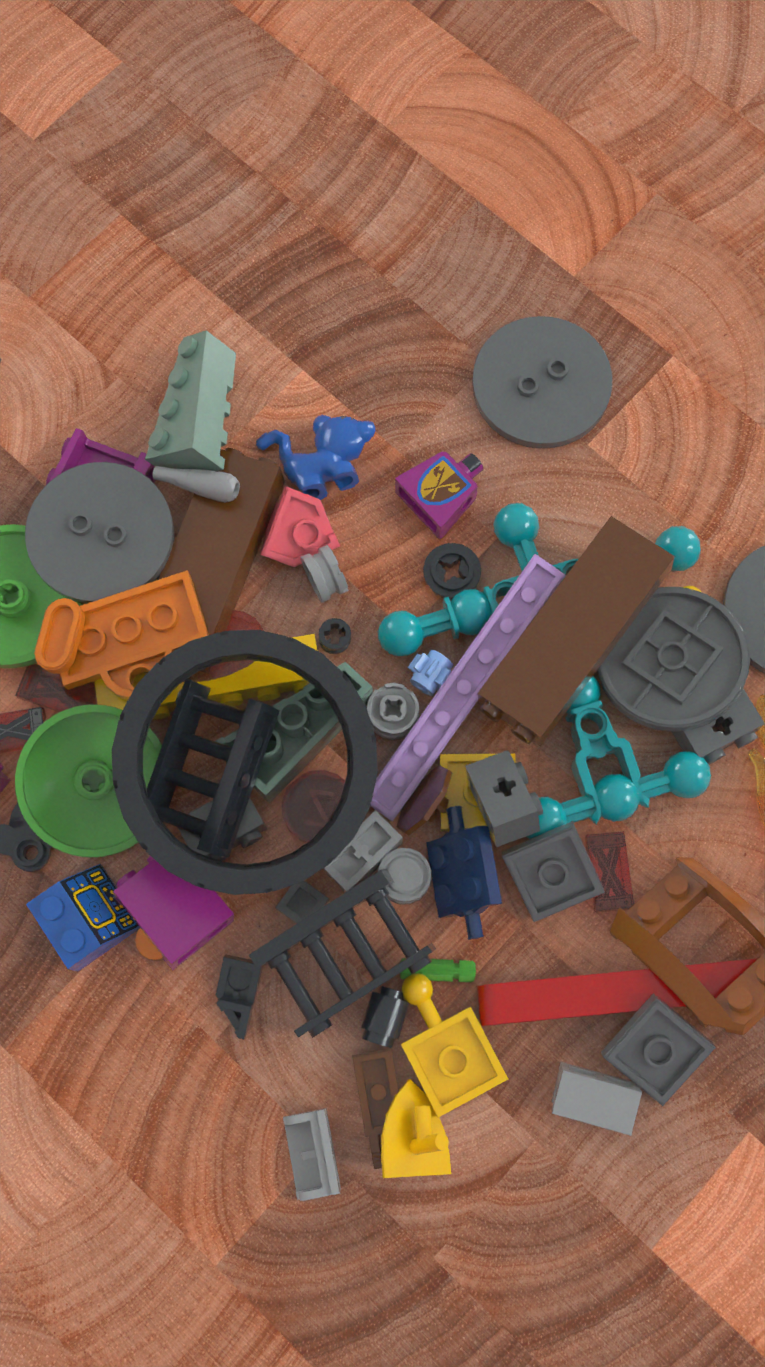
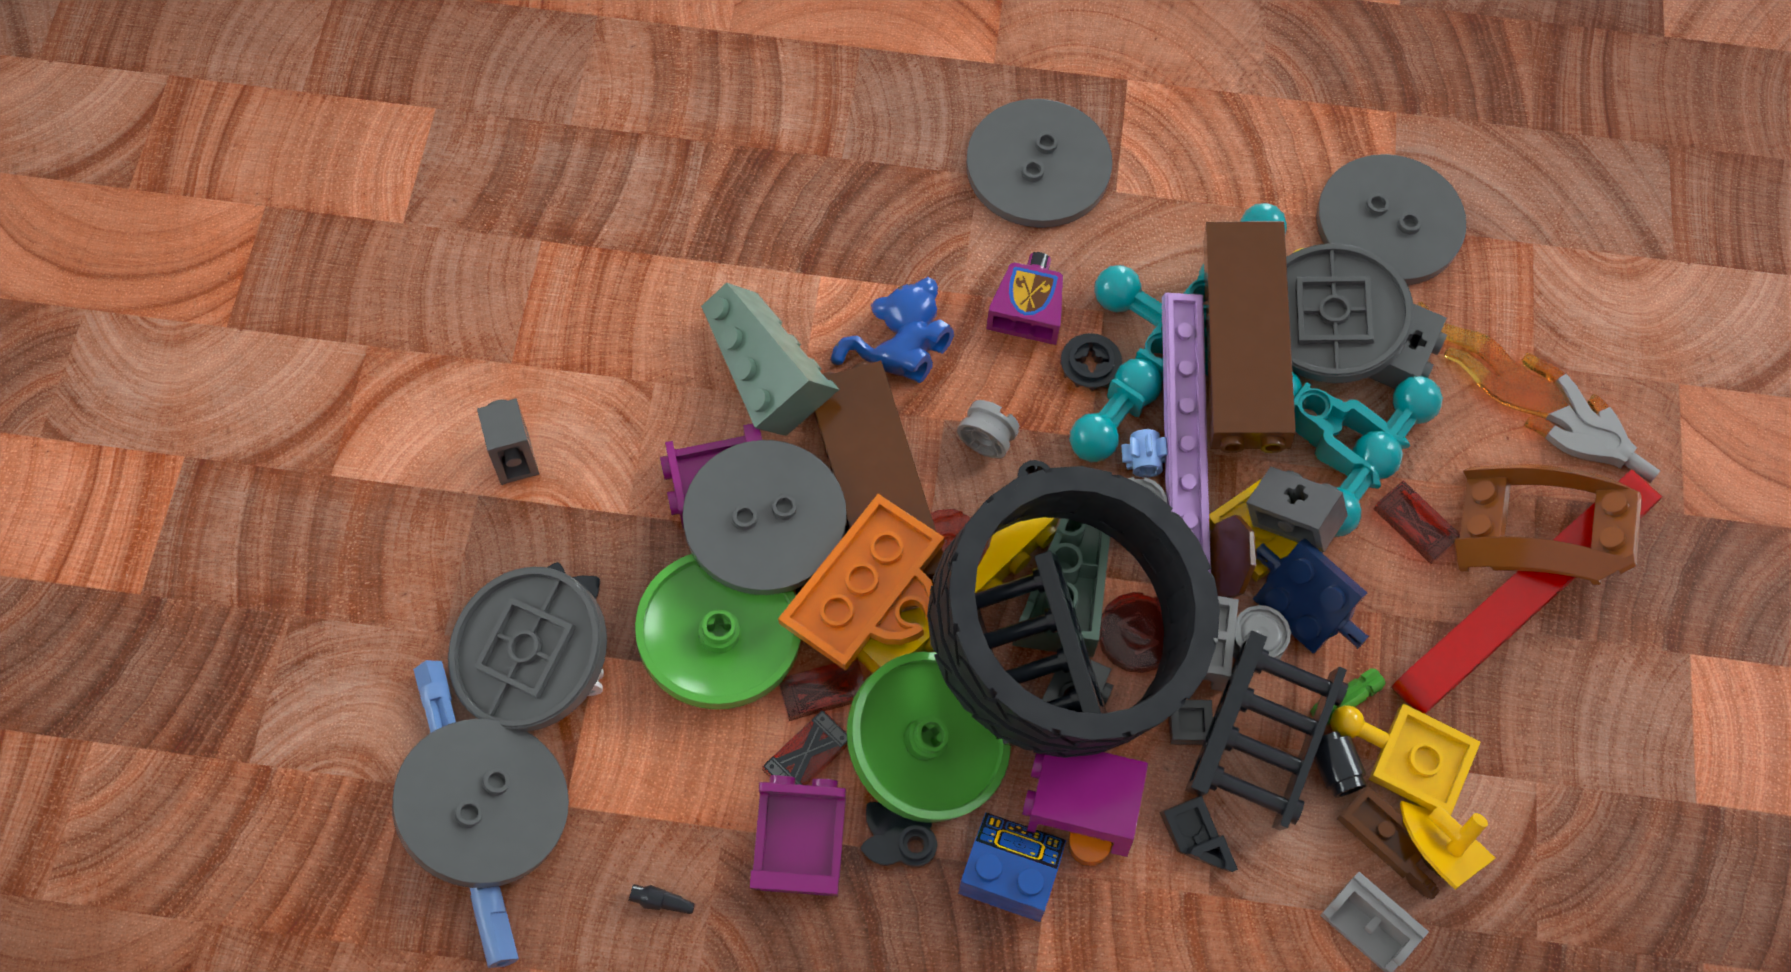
camera: 40 degrees left, 10 degrees down
(59, 636) = (808, 623): orange tile -> none
(206, 483) = (826, 414): light grey piece -> none
(297, 528) = (931, 407): coral plate -> none
(553, 871) = (1379, 546): dark grey tile -> none
(596, 1098) = (1559, 708): light grey hinge -> none
(658, 1049) = (1575, 632): dark grey tile -> none

